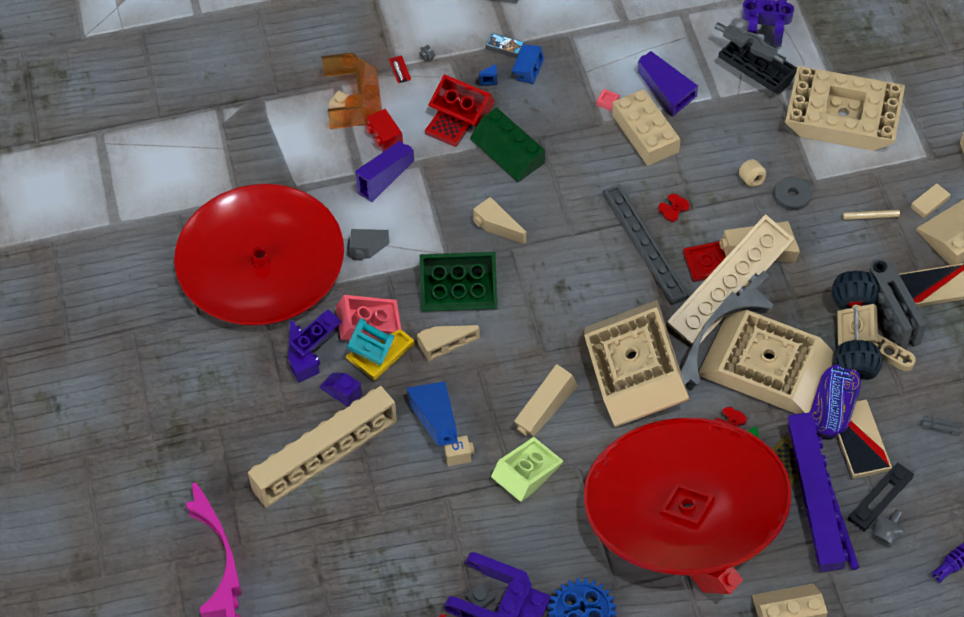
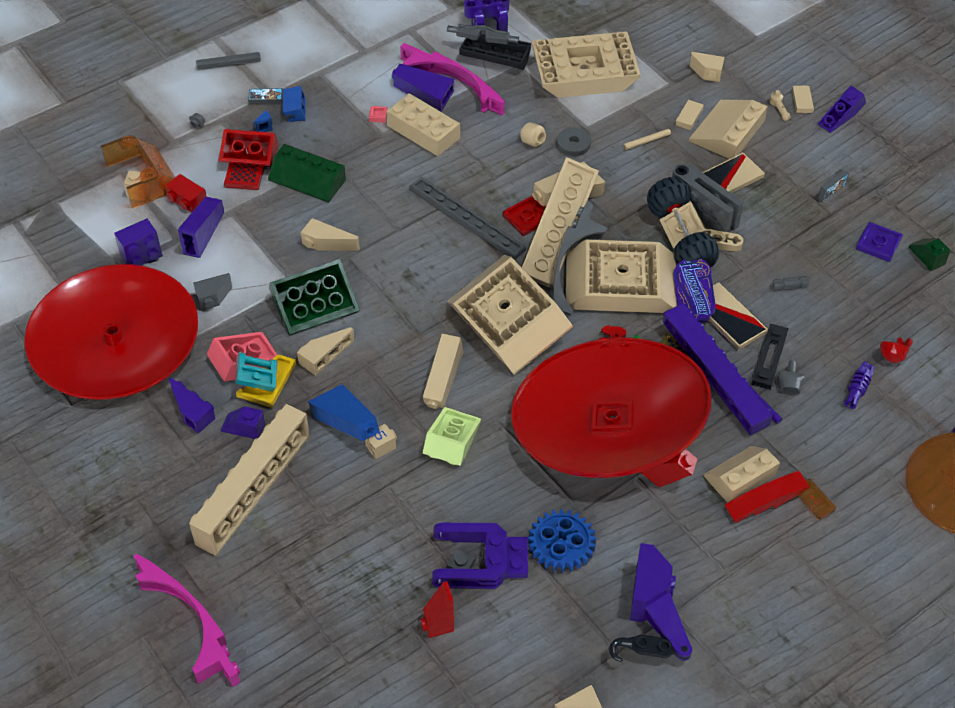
camera: 25 degrees left, 5 degrees down
(316, 333) = (200, 380): dark purple slope -> none
(317, 172) = (138, 243): none -> dark purple brick
(399, 69) = (176, 141): sticker -> none
(671, 212) = (478, 185): red piece -> none
(678, 56) = (442, 65): none -> dark pink slope

